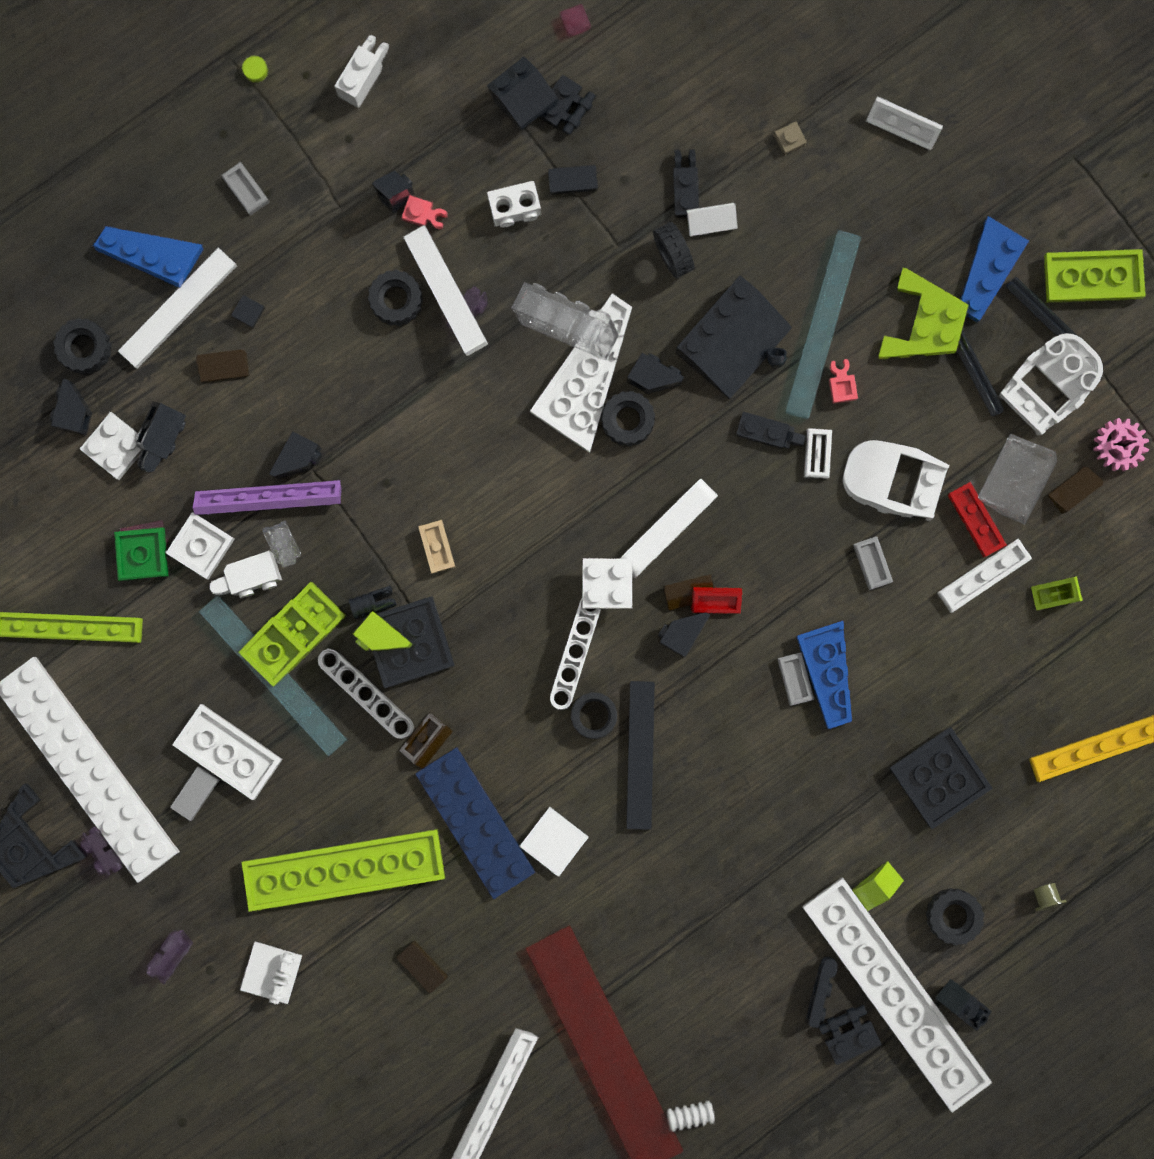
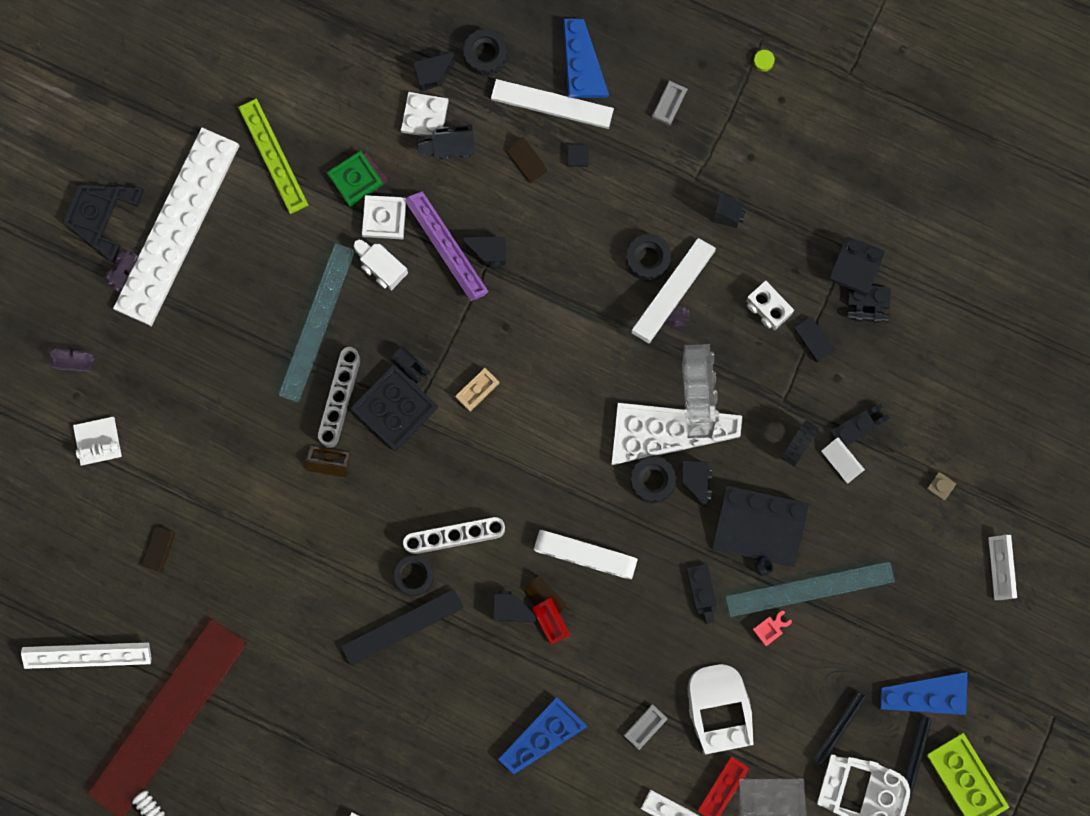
camera: 65 degrees right, 5 degrees down
(195, 793) = (200, 313): light grey tile -> none
(227, 752) = (242, 320): white plate -> none
(282, 543) = (417, 275): clear hips -> none
(292, 634) = (355, 319): lime slope -> none
(343, 870) = (200, 452): lime plate -> none
(361, 72) = (805, 138): white hinge -> none
(379, 635) = (387, 382): lime slope -> none
(420, 211) = (724, 239): coral plate -> none
(475, 823) = (286, 531): dark blue plate -> none
(554, 841) = (303, 597): white tile -> none
(575, 20) = (938, 274): clear pink plate -> none
(607, 584) = (517, 530): white plate -> none
(795, 679) = (523, 714): light grey tile -> none
(816, 474) = (723, 631): white tile -> none
(936, 322) = (857, 676): lime wing -> none

